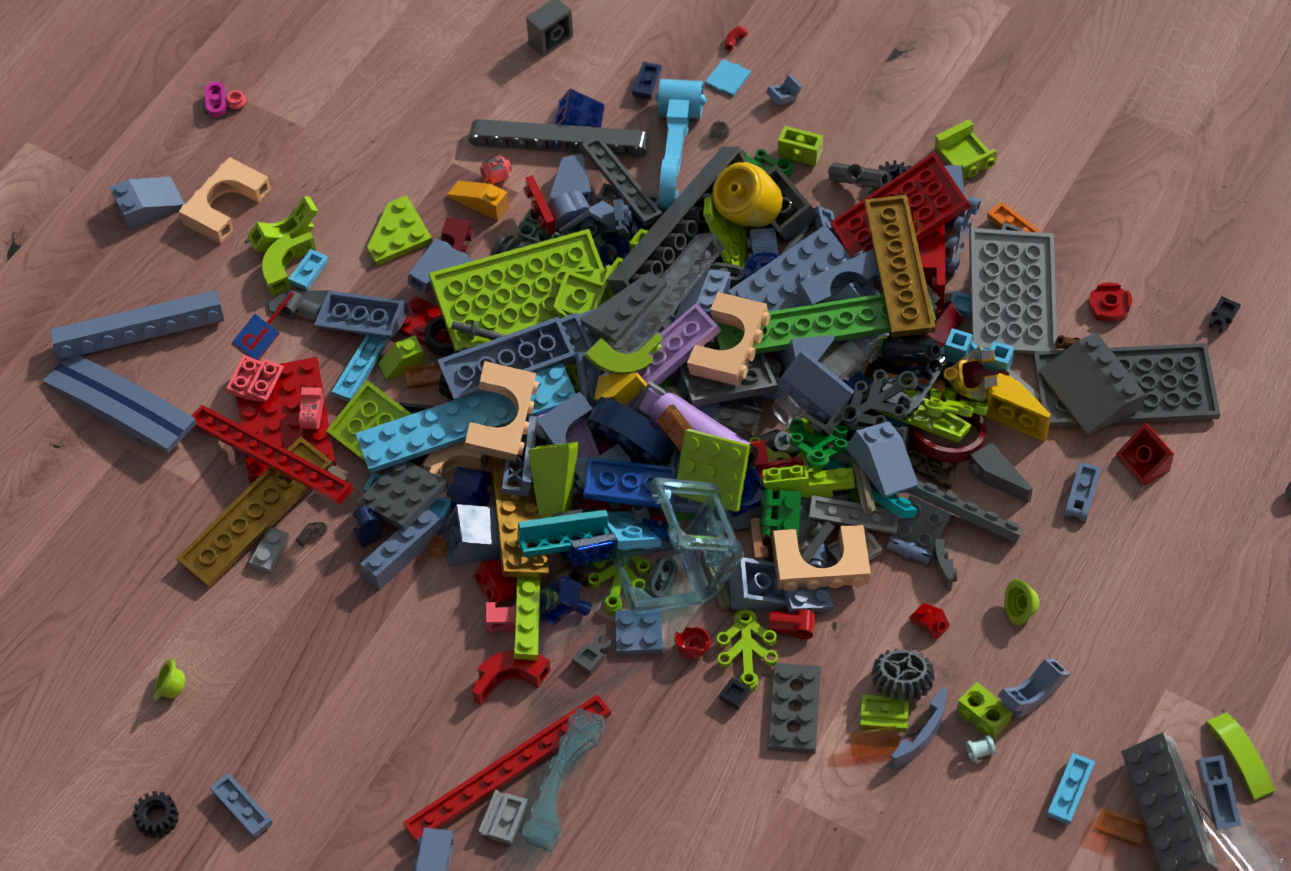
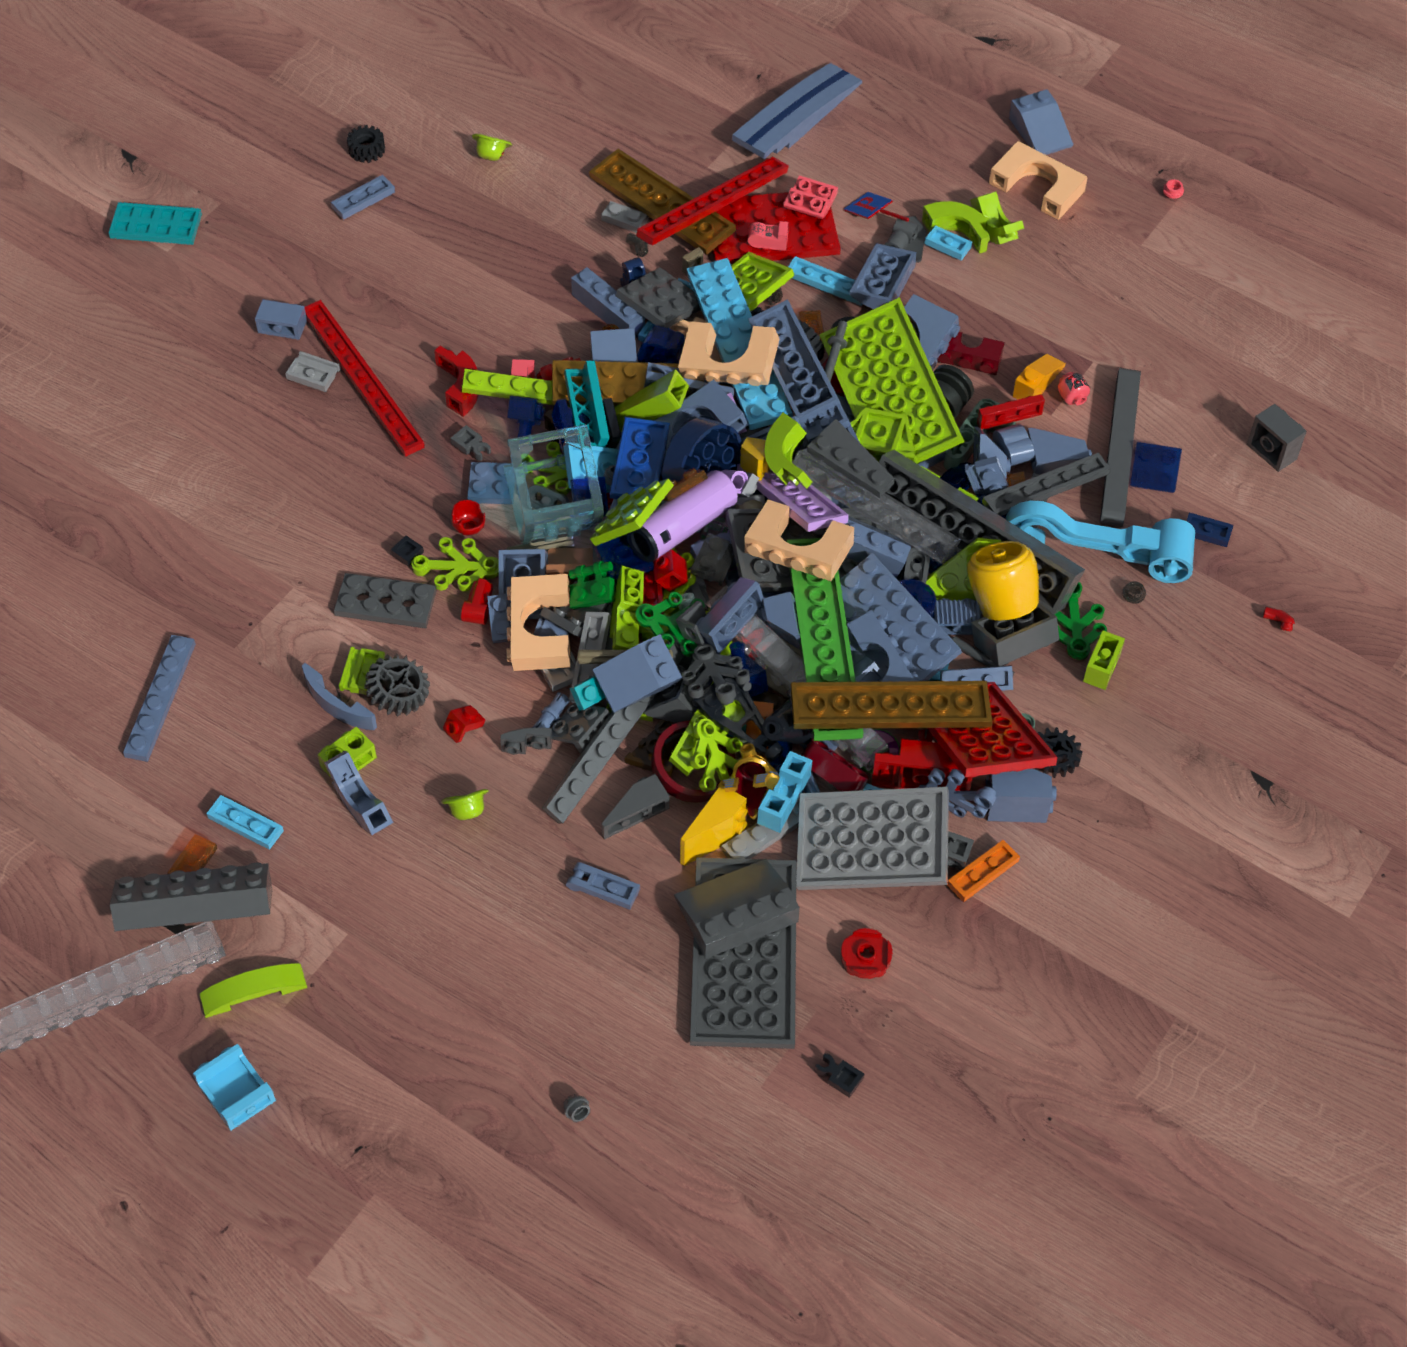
camera: 90 degrees right, 0 degrees up
(137, 325) = (884, 120): sand blue brick -> none
(215, 99) = (1166, 171): dark pink plate -> none
(398, 232) = (997, 314): lime plate -> none
(402, 354) = (831, 309): lime slope -> none
(582, 735) = (300, 398): clear light blue arch -> none
(728, 77) = (1219, 610): medium azure piece -> none
(785, 92) = (1190, 655): sand blue bracket -> none
(867, 177) = (1055, 710): dark grey piece -> none
(874, 741) = (331, 657): clear orange plate -> none
(964, 148) = (1103, 832): lime panel -> none
(980, 748) = (305, 747): light aqua bush -> none
(1065, 342) = (804, 898): reddish brown pin -> none
(1146, 455) = (642, 956): red slope -> none
(1218, 792) = (196, 938): sand blue slope -> none

